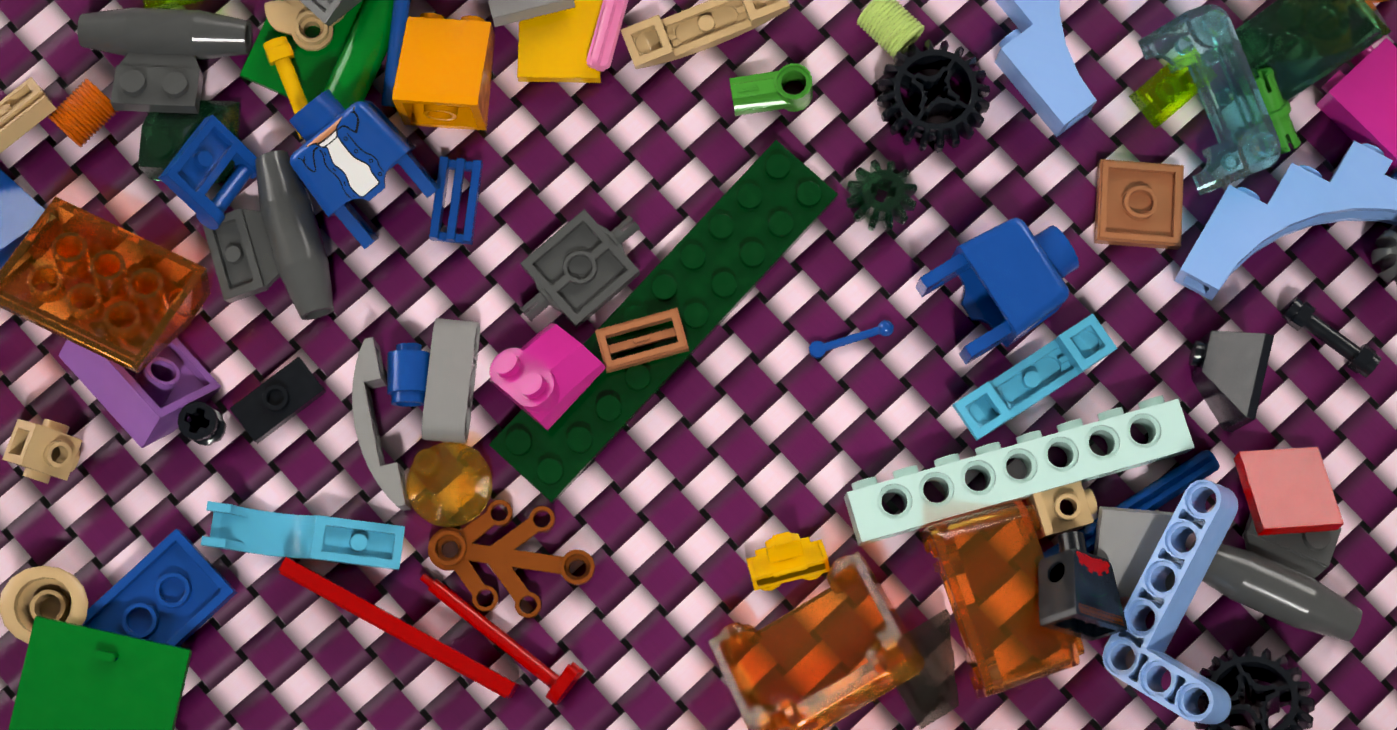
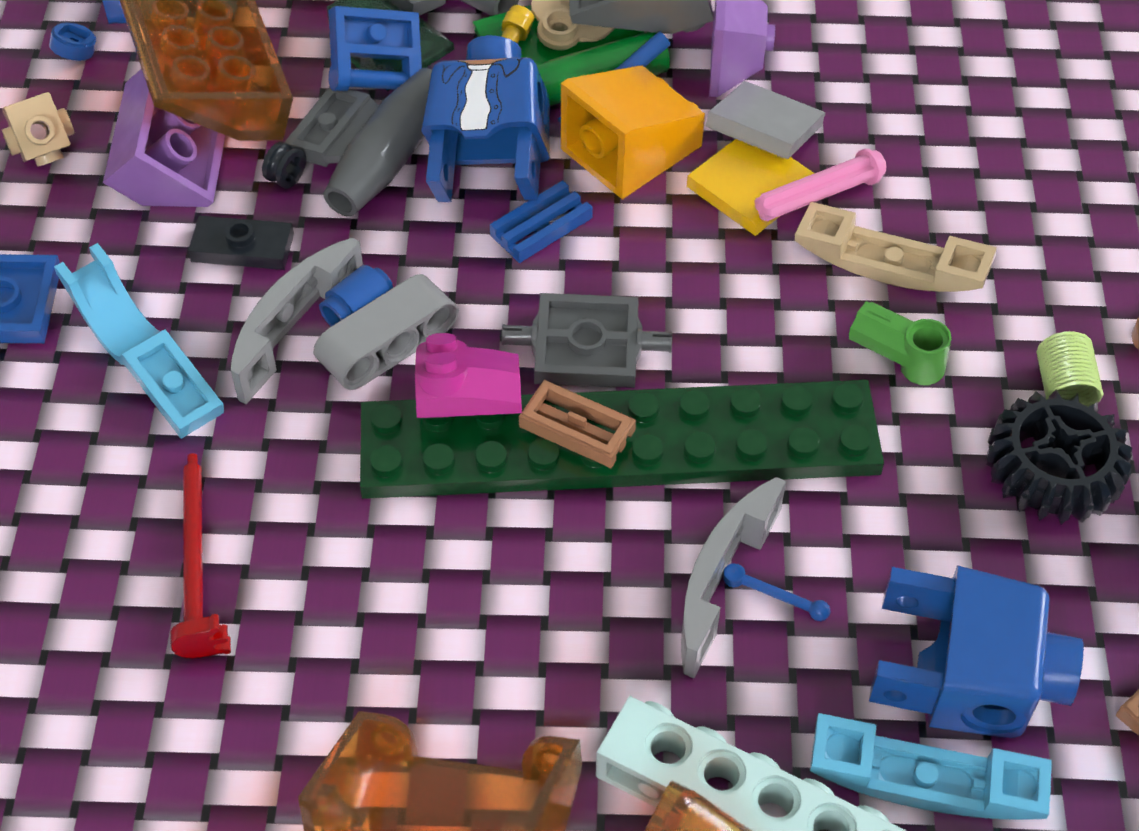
camera: 45 degrees right, 25 degrees down
(201, 411) = (173, 196): black bush -> none
(241, 316) = (283, 164): none -> black bush
(398, 628) = (124, 477): red tile -> none
(449, 484) = (294, 404): clear yellow dish -> none
(503, 556) = (275, 497): dark orange plant -> none
(787, 560) = (506, 711): yellow piece -> none
(832, 406) = (745, 522): none -> light grey slope
(866, 190) = (925, 494): clear green gear -> none

